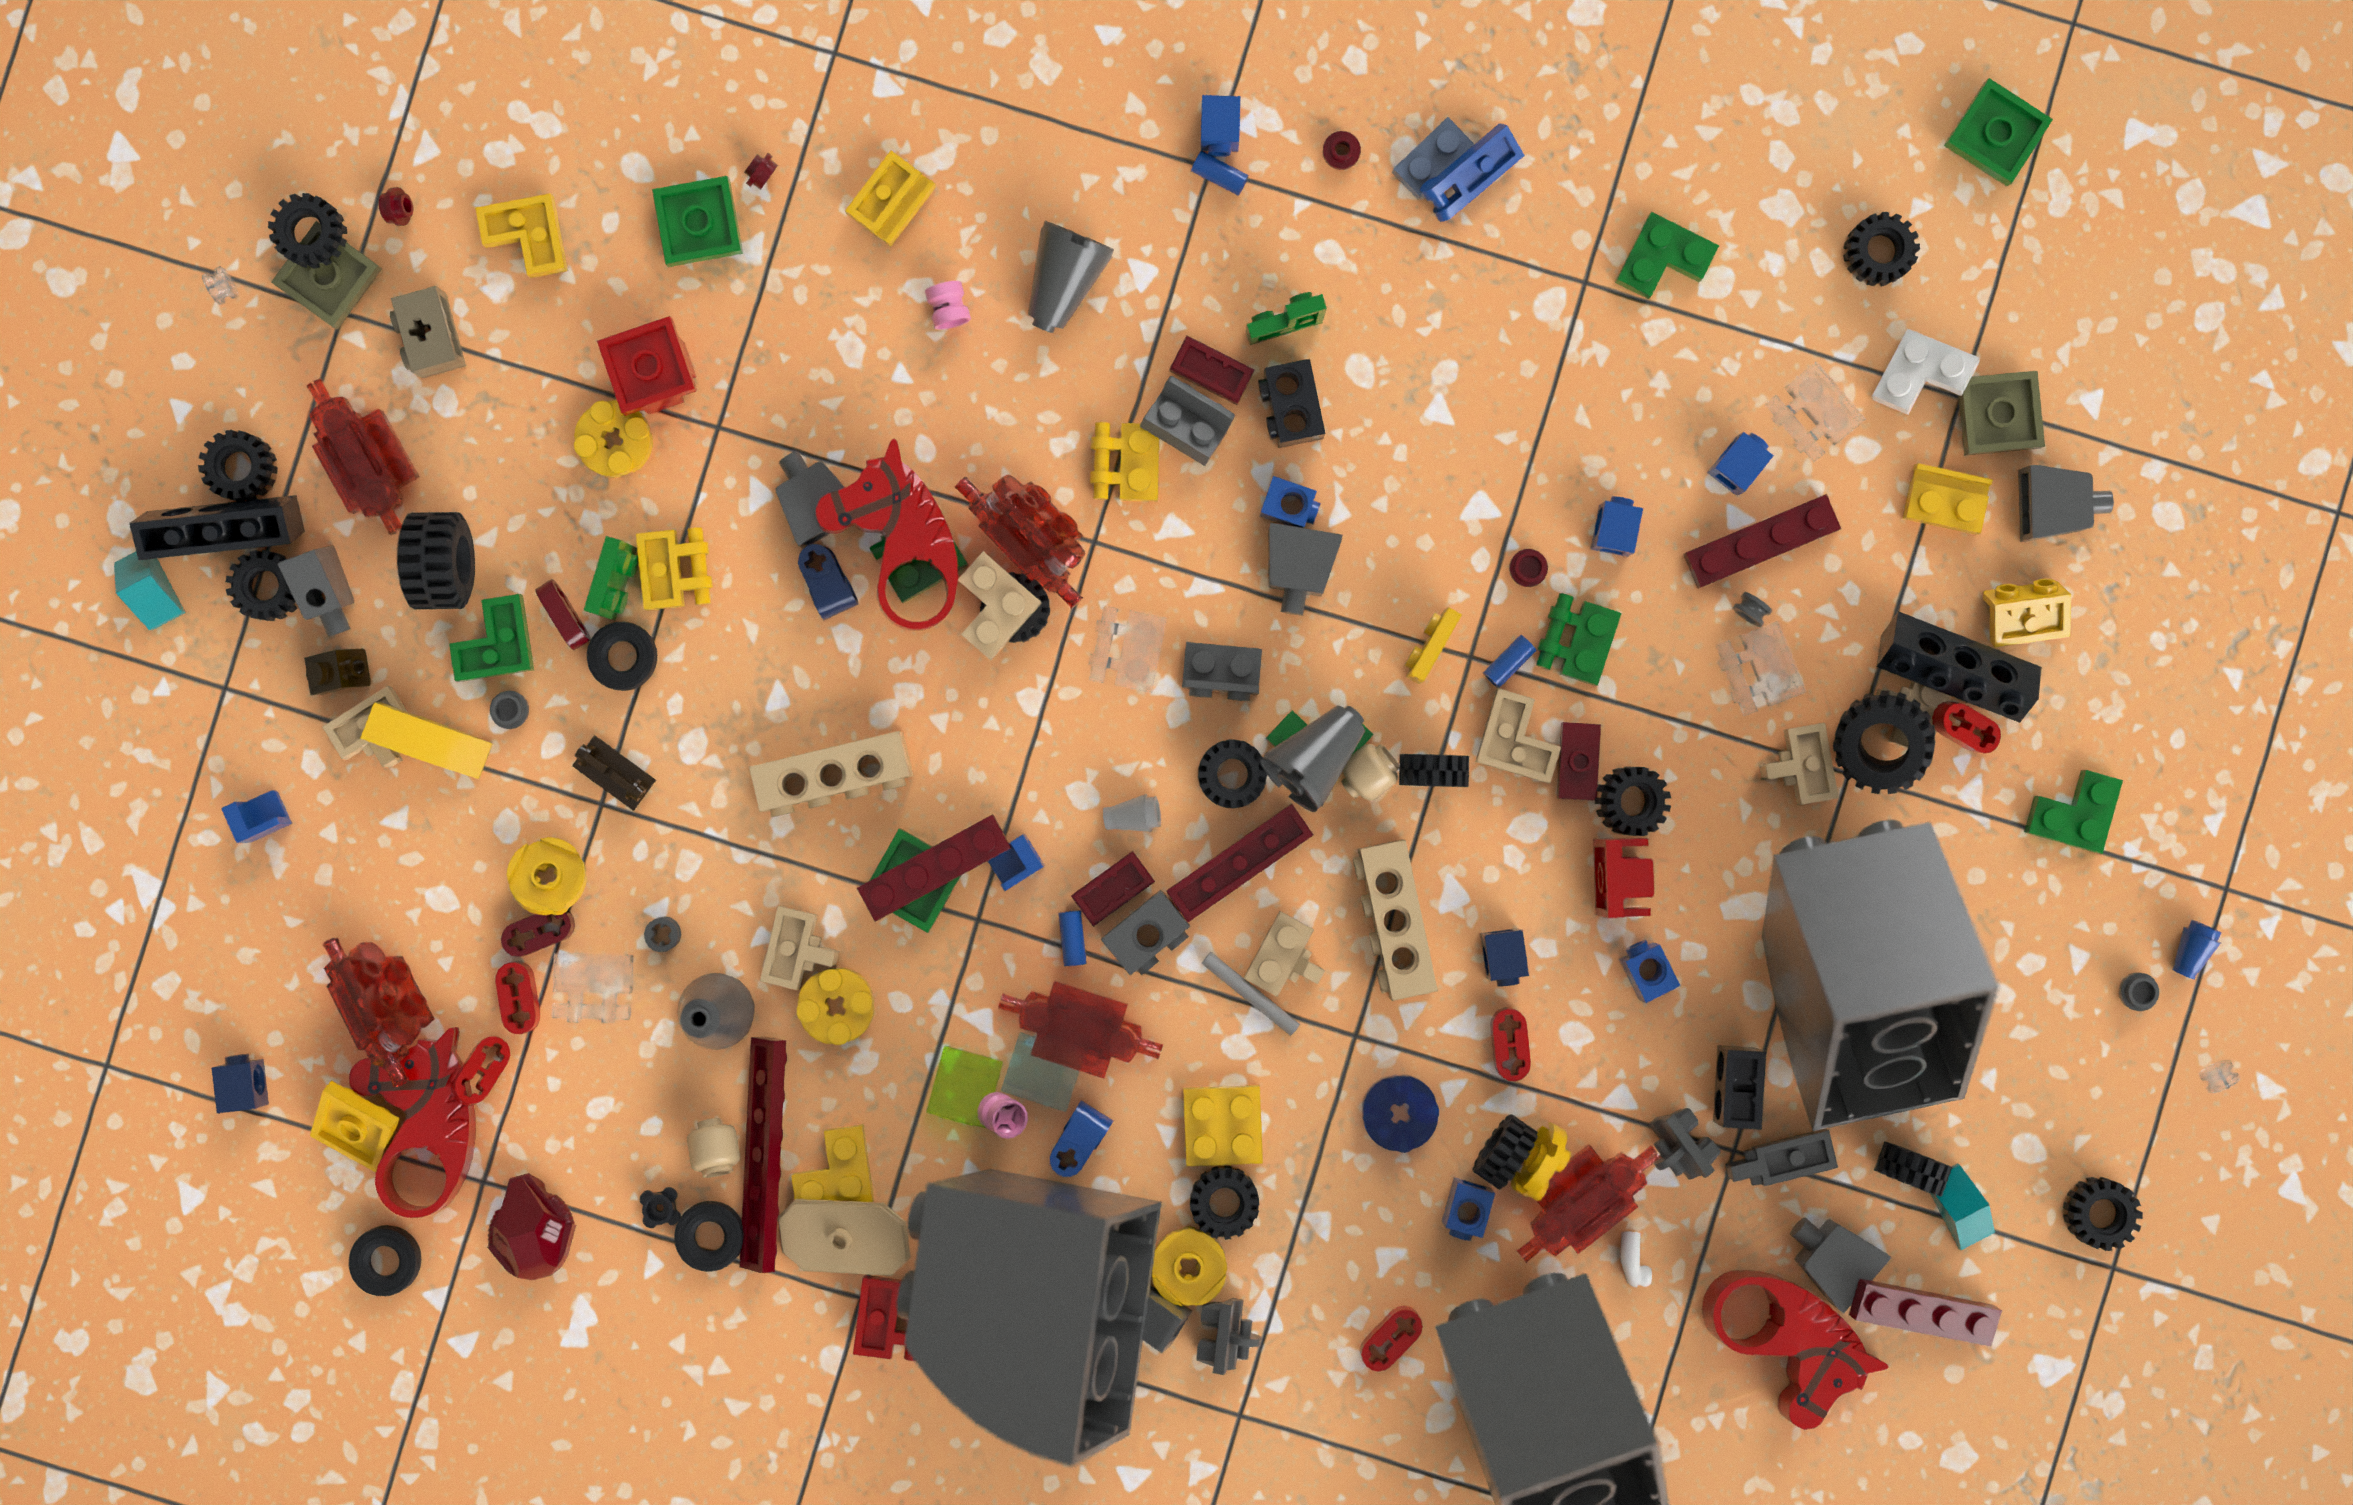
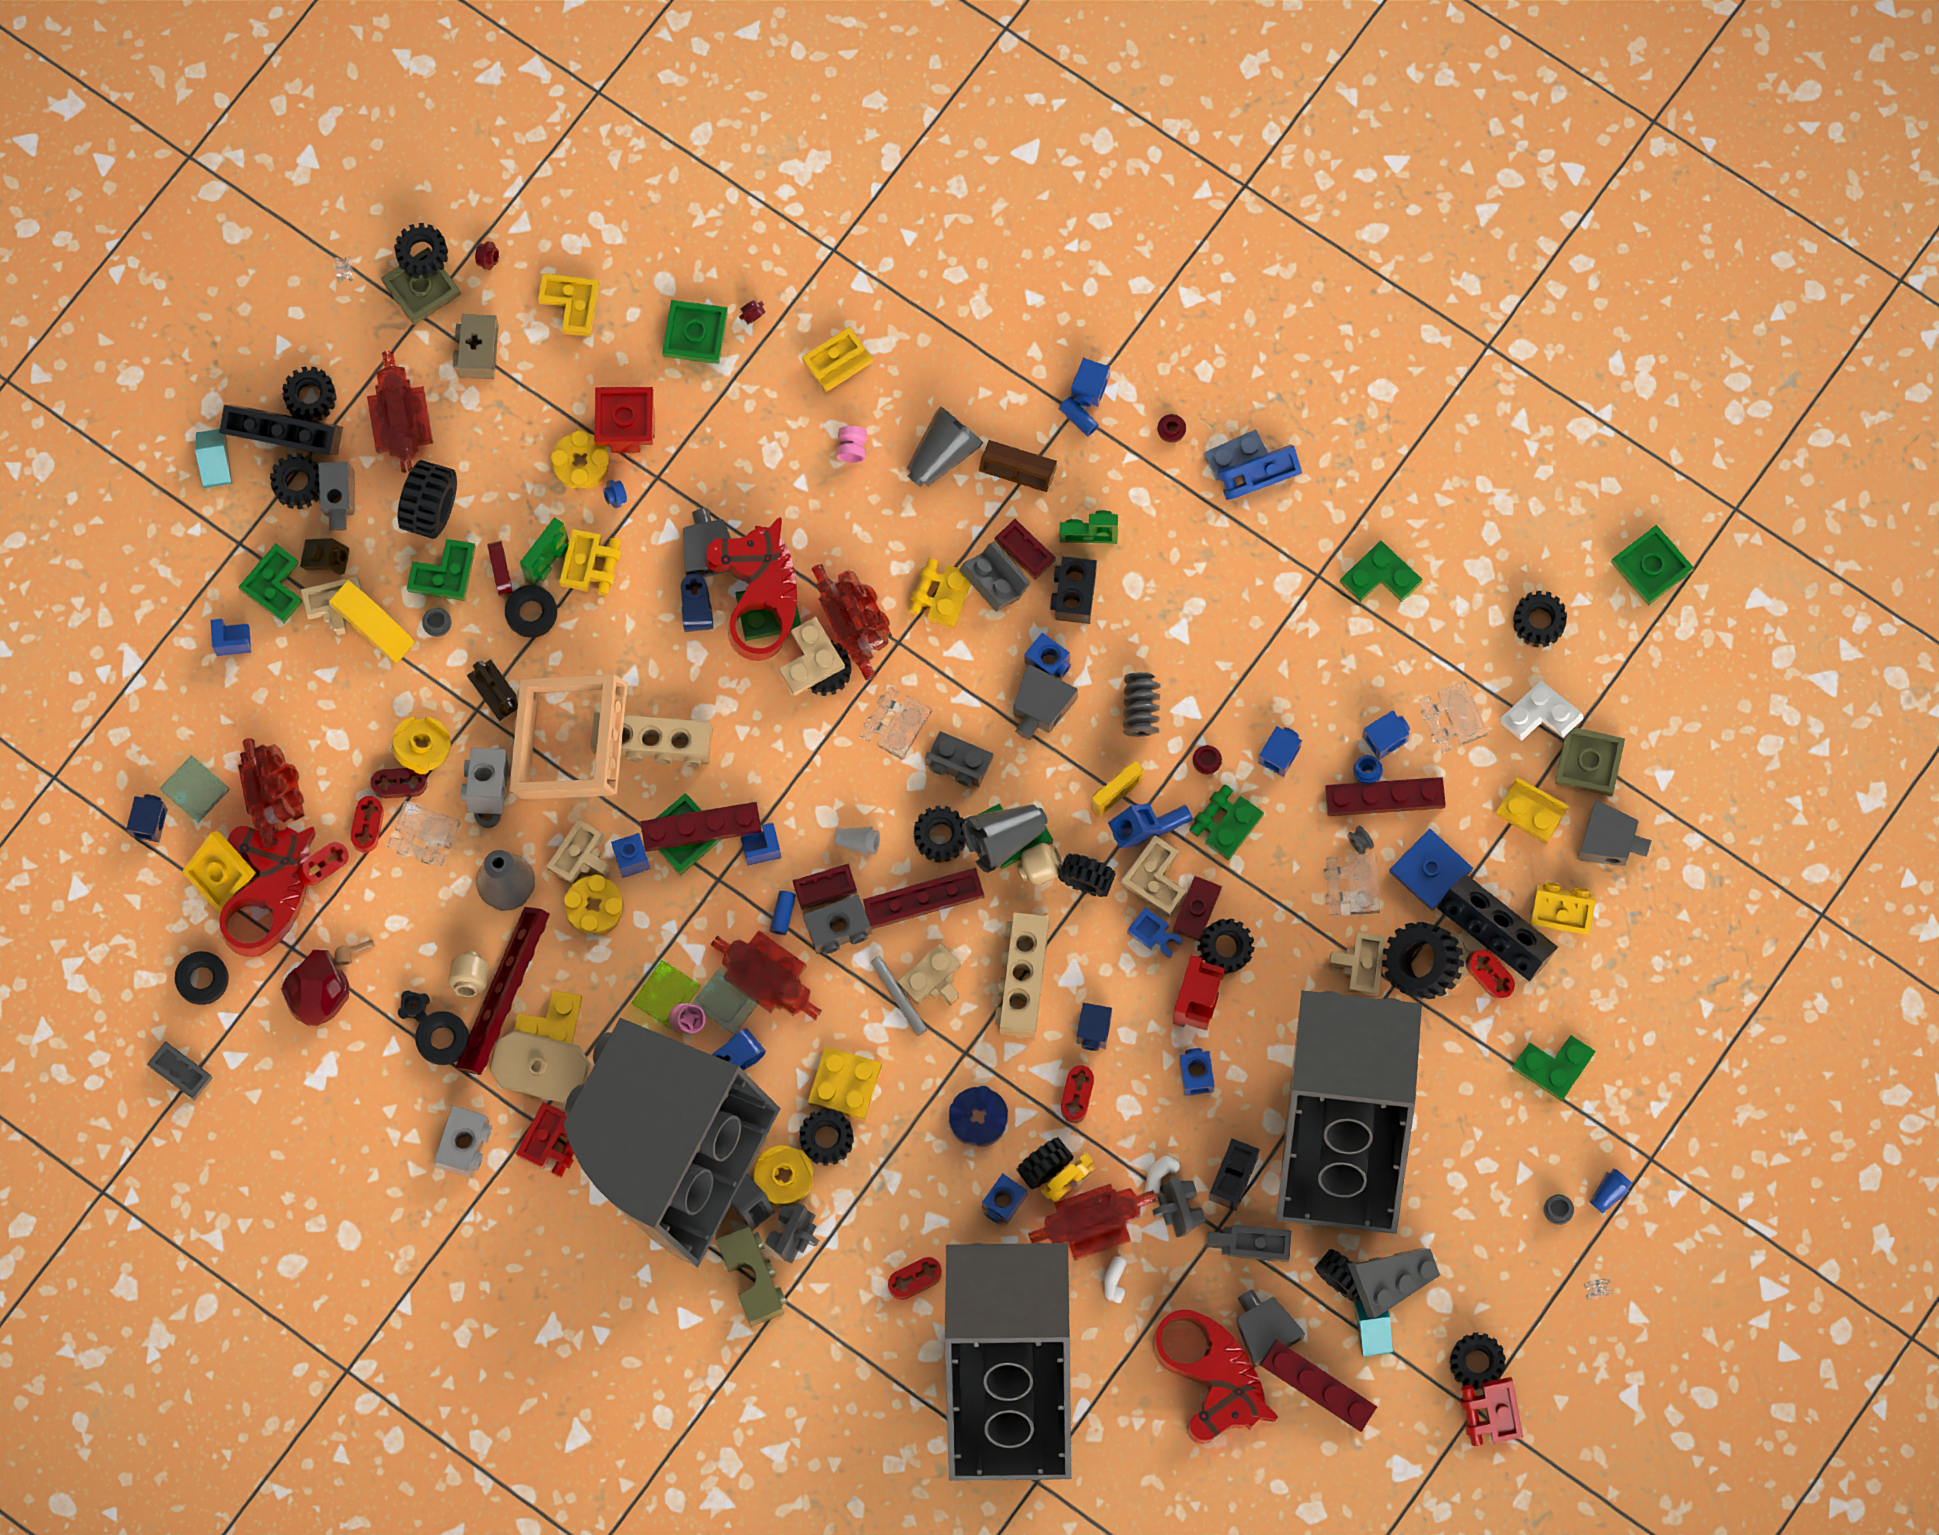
camera: 25 degrees right, 15 degrees down
(275, 732) = (266, 586): none -> green plate
(286, 1023) = (194, 789): none -> clear light blue piece
(401, 1387) = (179, 1070): none -> dark grey plate
(550, 1173) = (344, 952): none -> medium nougat hand
(659, 914) = (485, 781): none -> light grey brick
(672, 468) = (615, 493): none -> blue plate
(773, 1381) = (461, 1124): none -> light grey brick
(777, 793) = (608, 742): none -> light nougat window
(858, 932) = (630, 855): none -> blue brick
(1166, 264) = (1018, 466): none -> reddish brown piece
(1174, 1379) = (742, 1250): none -> olive arch
(1426, 526) = (1139, 704): none -> flat silver piece
(1471, 686) = (1134, 825): none -> blue brick
(1532, 810) = (1151, 930): none -> blue plate
(1641, 1106) = (1159, 1169): none -> white arm
(1731, 505) = (1367, 763): none -> blue plate
(1848, 616) = (1430, 869): none -> blue plate
(1978, 1156) = (1392, 1278): none -> dark grey wing
(2153, 1265) = (1501, 1410): none -> plate

